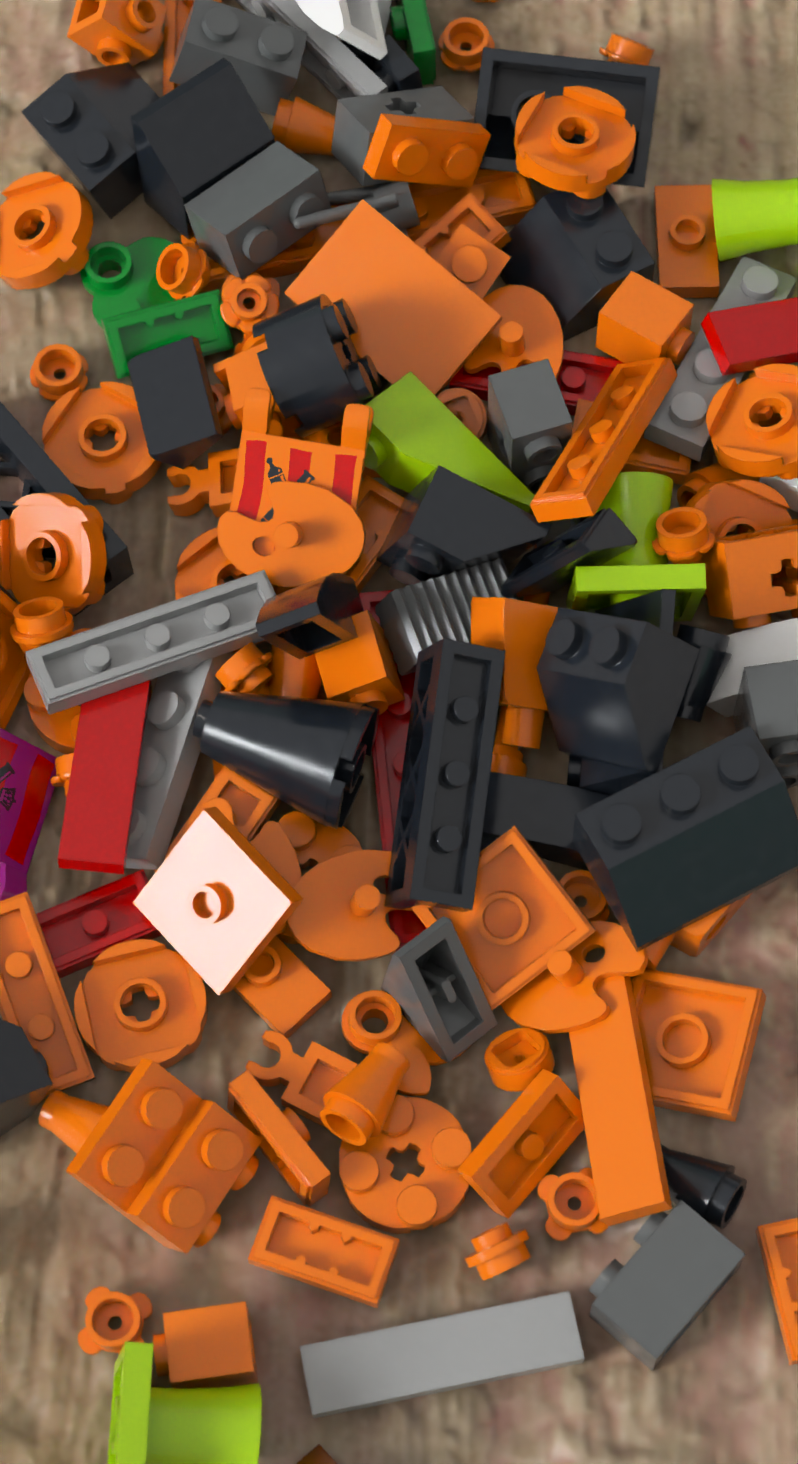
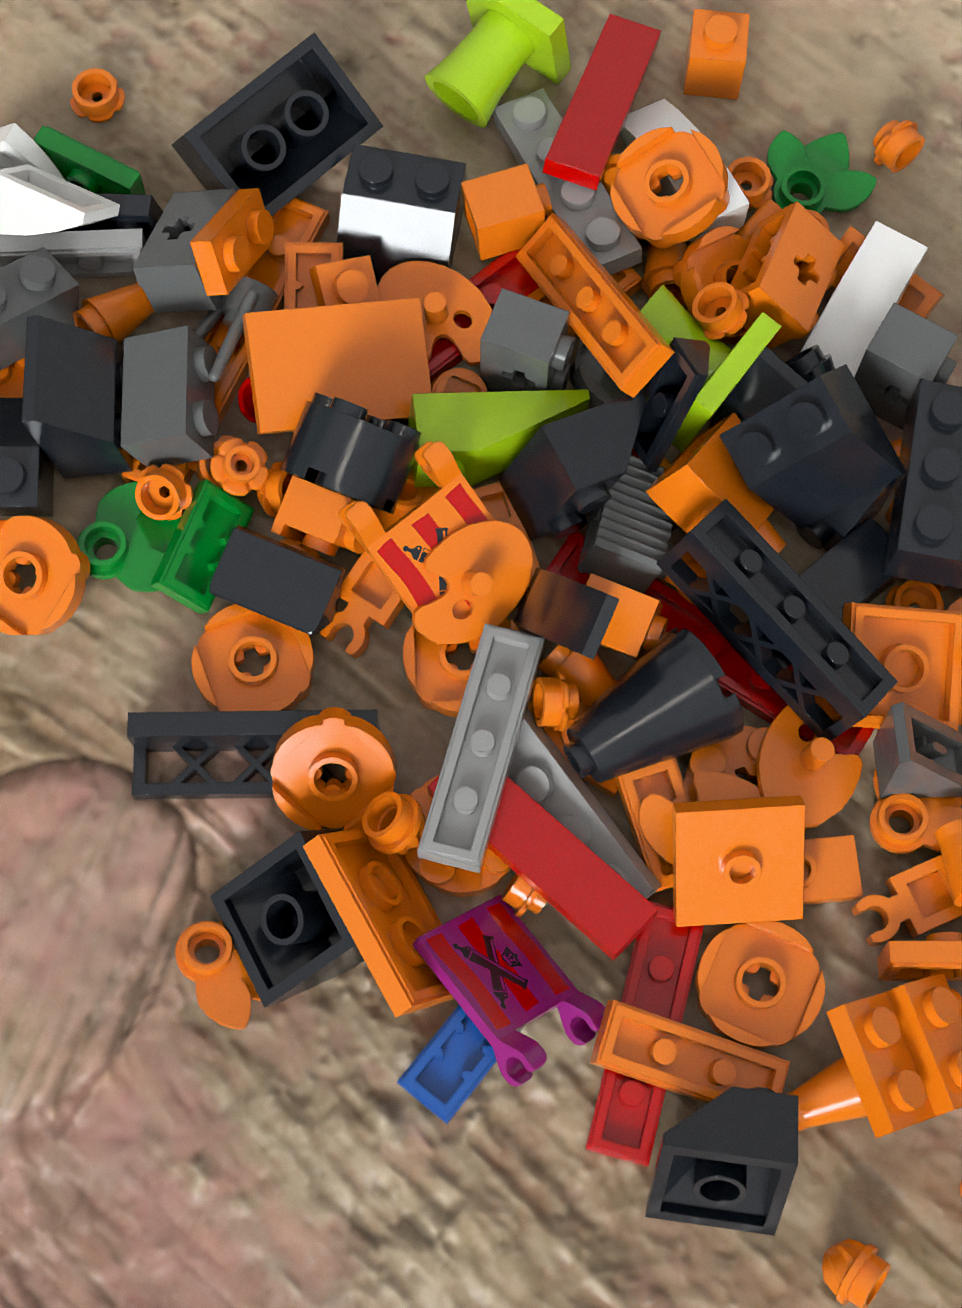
camera: 55 degrees left, 5 degrees up
(58, 359) = (157, 638): orange plate -> none
(461, 34) = (140, 142): orange plate -> none
(569, 166) = (330, 160): orange plate -> none
(626, 50) = (257, 55): orange plate -> none
(686, 240) = (440, 131): orange plate -> none

